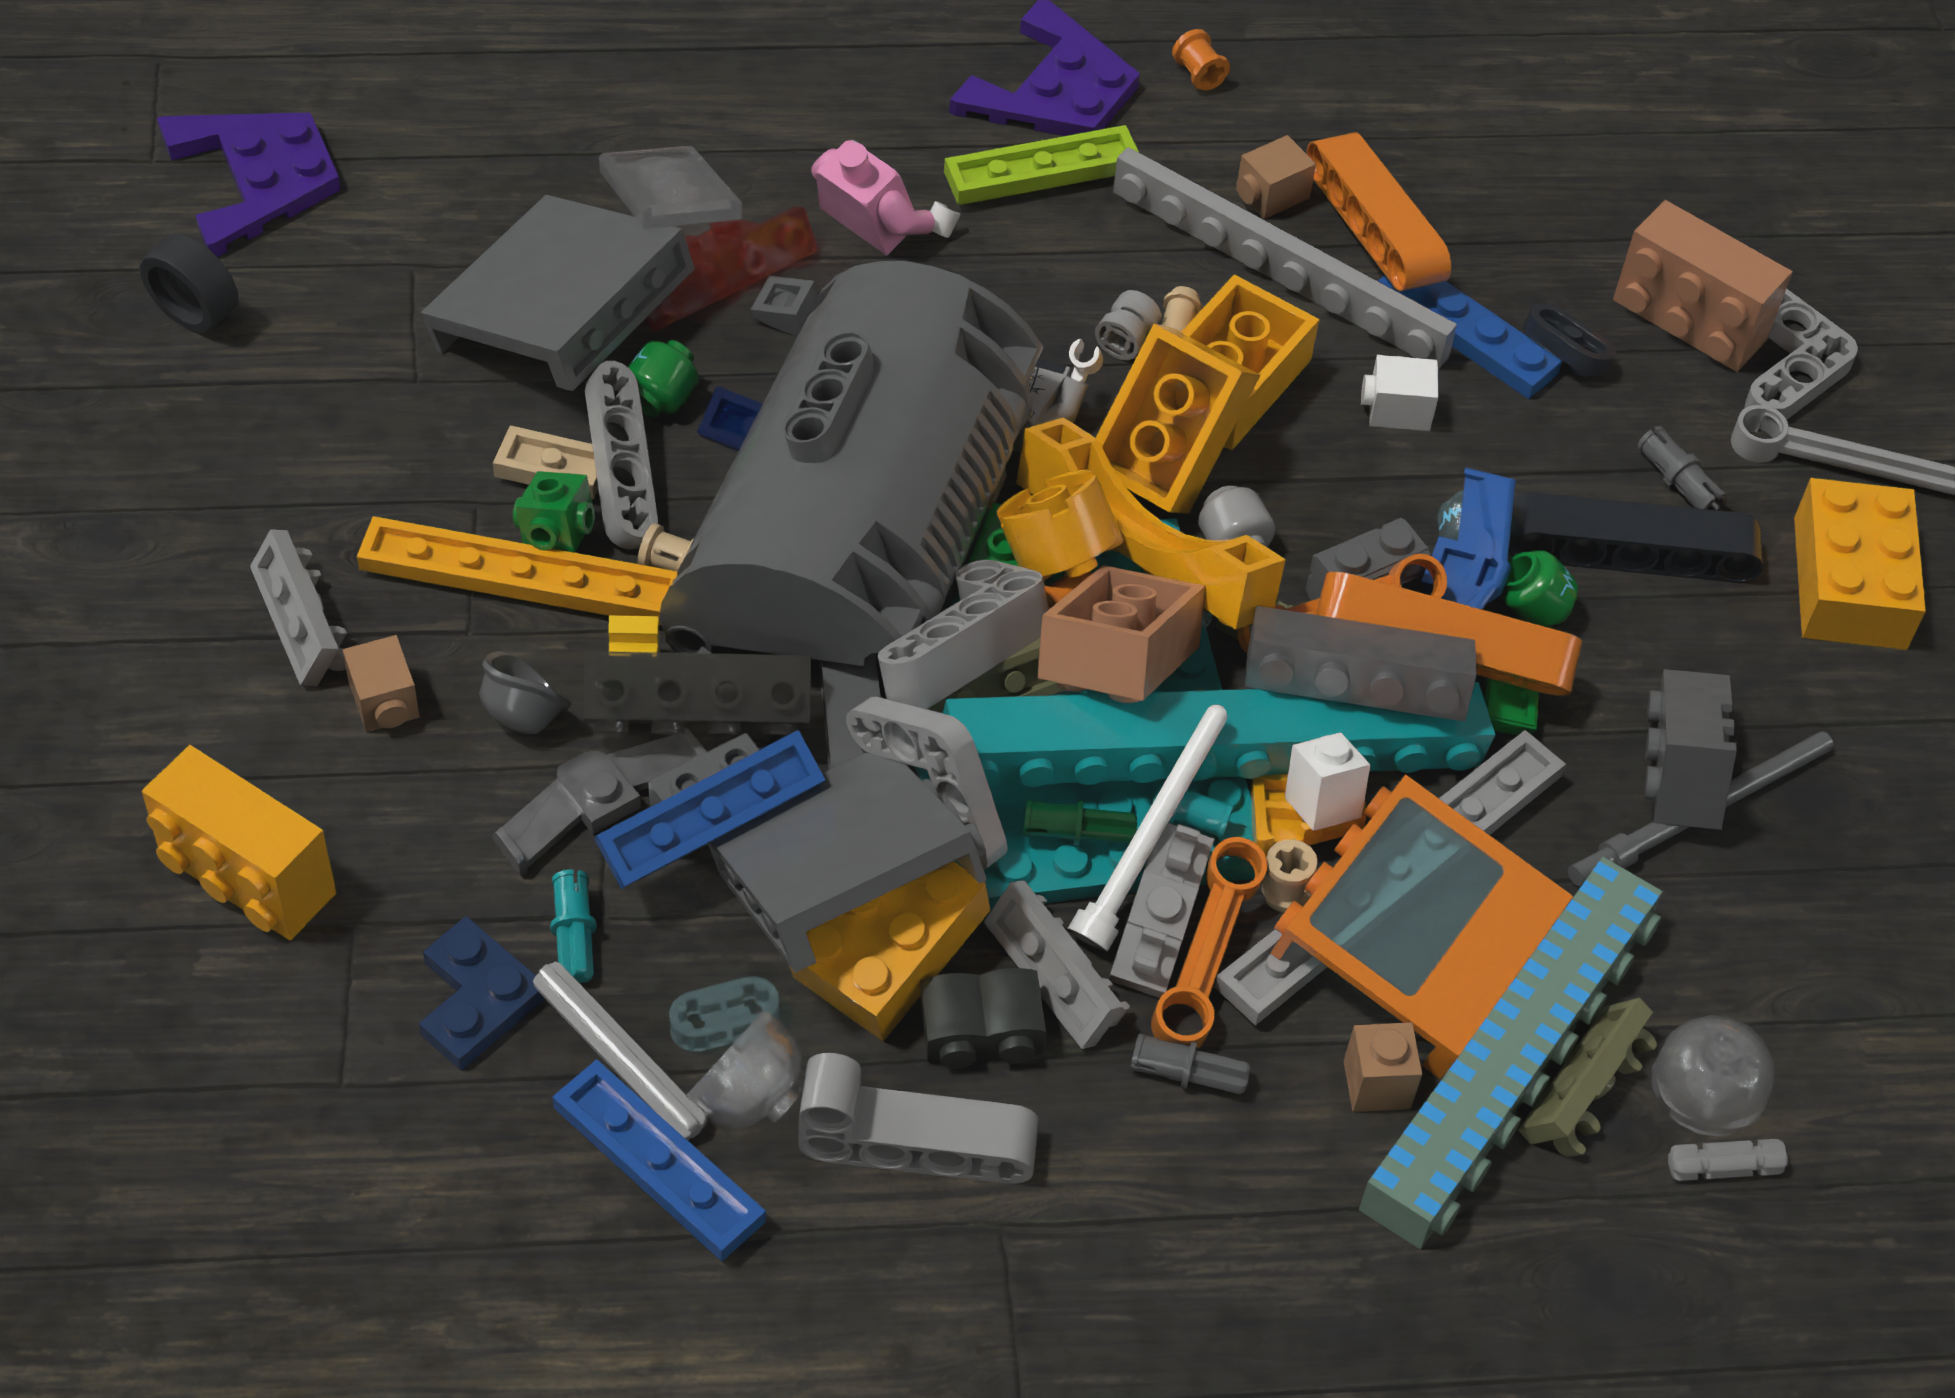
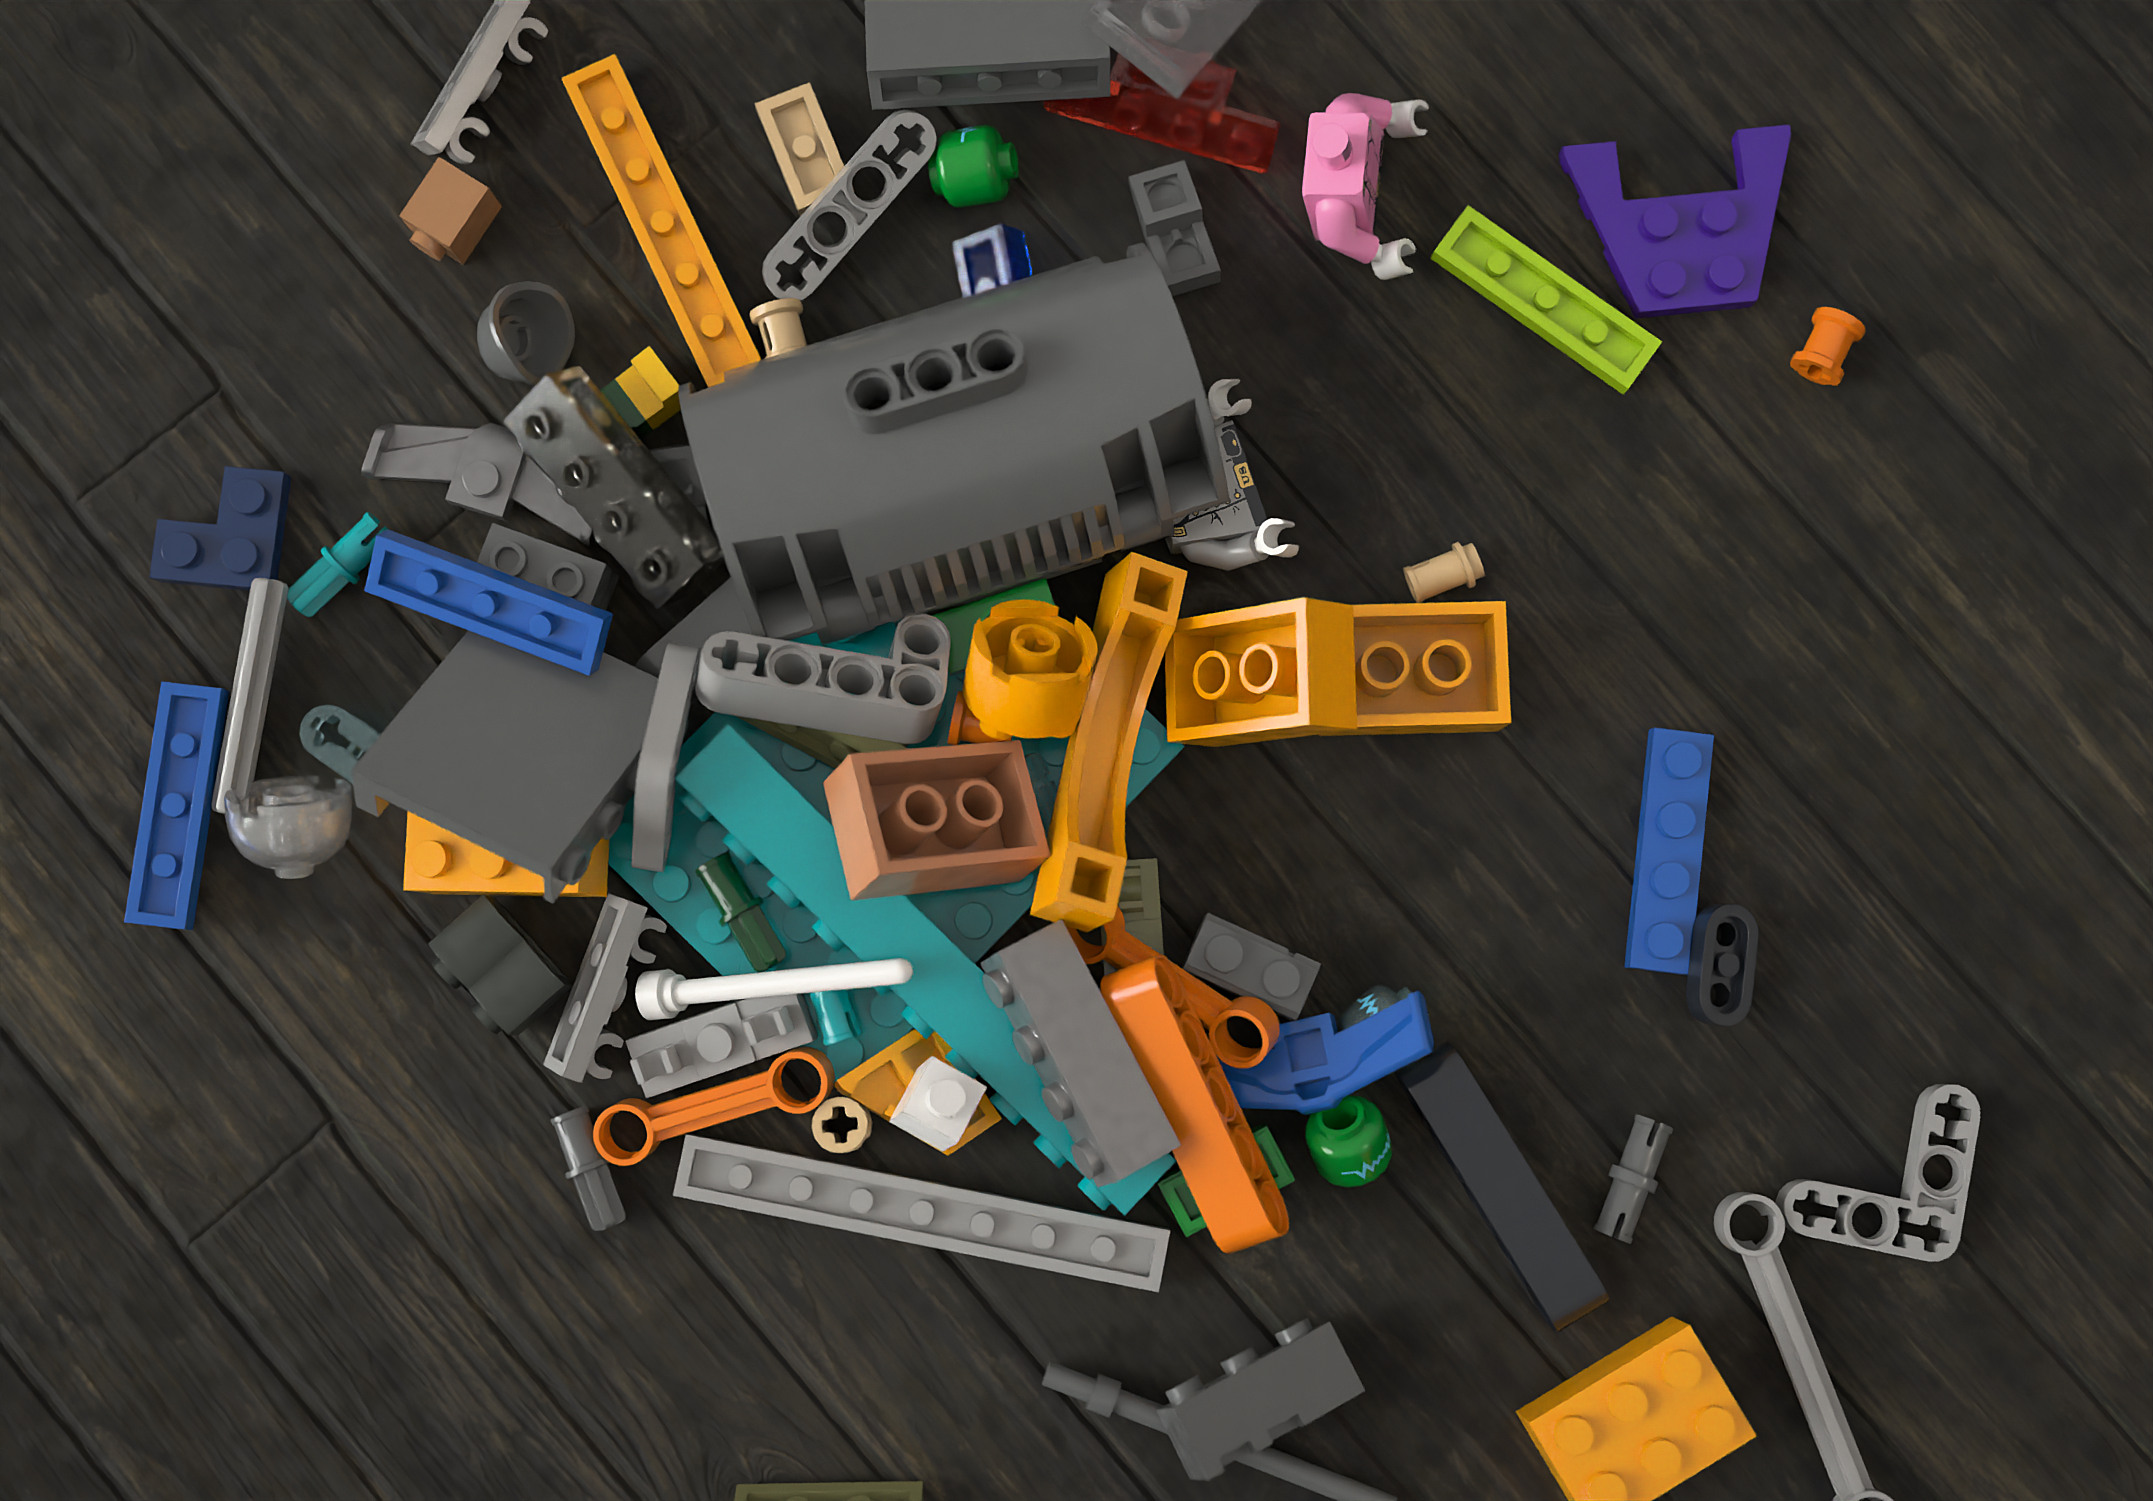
camera: 55 degrees right, 30 degrees up
(239, 843) = (184, 242): light orange brick -> none
(555, 511) = (735, 204): green brick -> none
(911, 1130) = (346, 988): light grey beam -> none
(1127, 325) = (1380, 534): light grey wheel -> none
(1235, 513) = (1214, 808): light grey head -> none
(1275, 177) = (1712, 534): medium nougat brick -> none
(1284, 258) = (1602, 641): light grey plate -> none
(1379, 212) = (1737, 671): orange beam -> none
(1382, 1067) = (696, 1337): medium nougat brick -> none
(1401, 392) = (1514, 847): white brick -> none
(1425, 917) = (863, 1278): panel -> none
(1509, 1053) = (806, 1438): sand green brick -> none
(1701, 285) = (1888, 1059): nougat brick -> none

